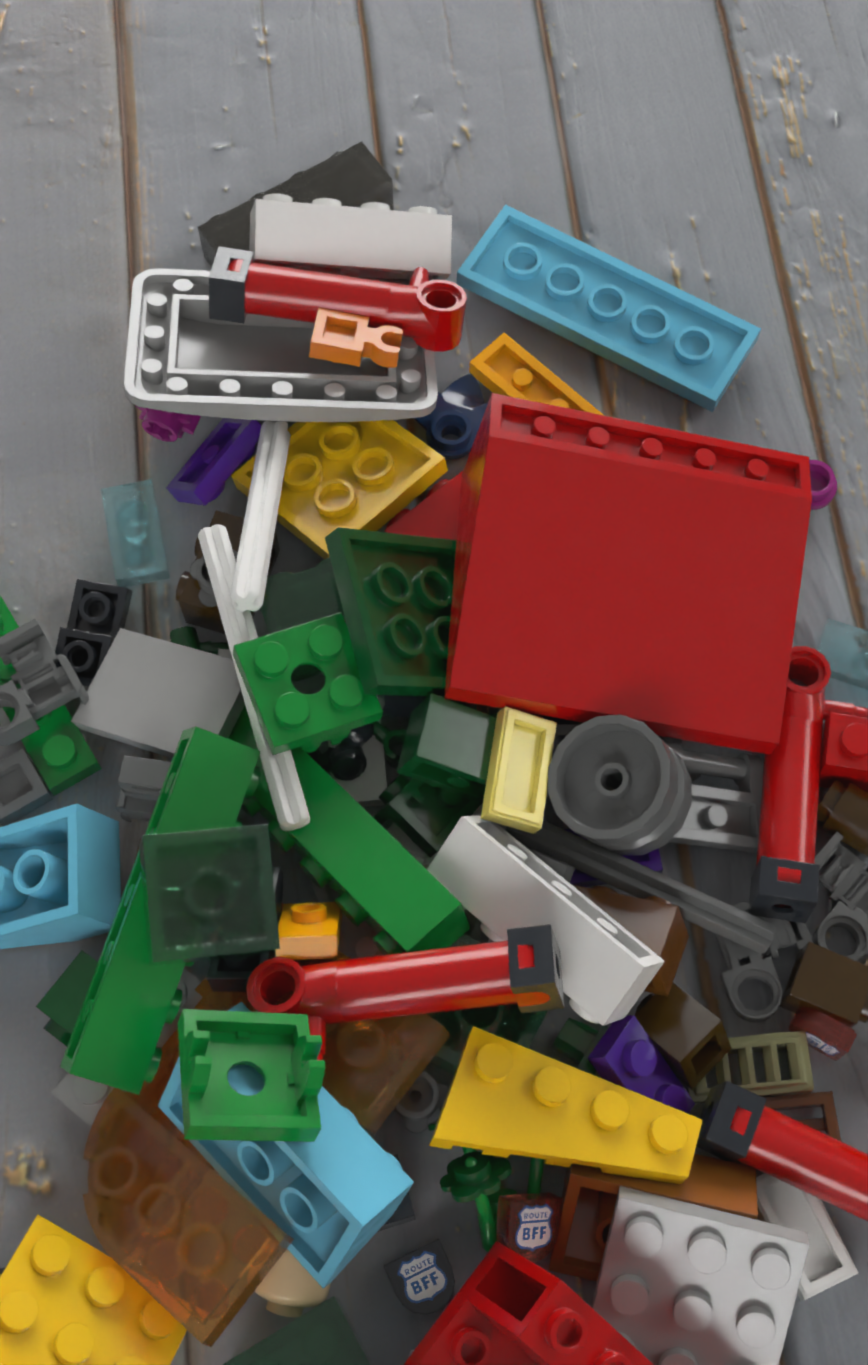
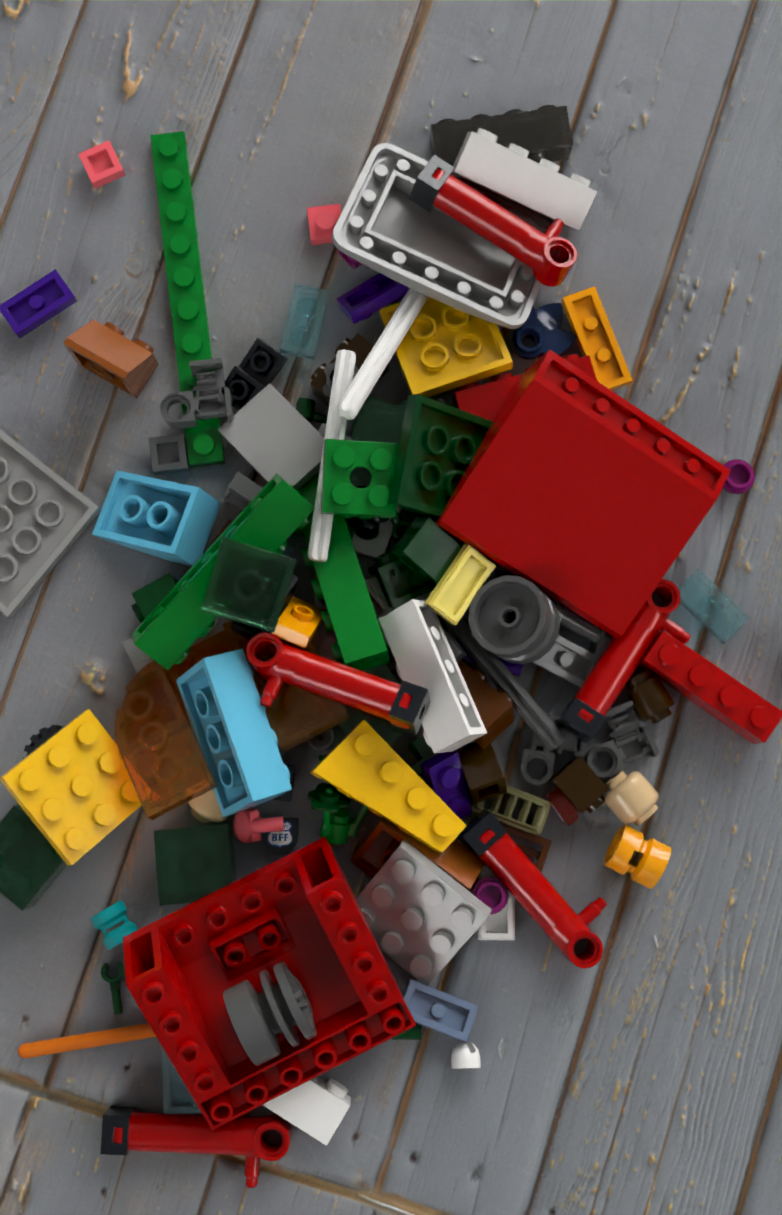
camera: 20 degrees right, 15 degrees up
(108, 406) = (322, 222): none -> coral plate
(278, 1050) = (246, 681): green piece -> none
(347, 339) = (487, 254): orange plate -> none
(369, 1286) = (249, 825): none -> coral plate
(529, 1223) = (347, 835): clear red tile -> none
(608, 307) = (671, 295): medium azure plate -> none
(789, 1208) = (492, 893): none -> magenta plate

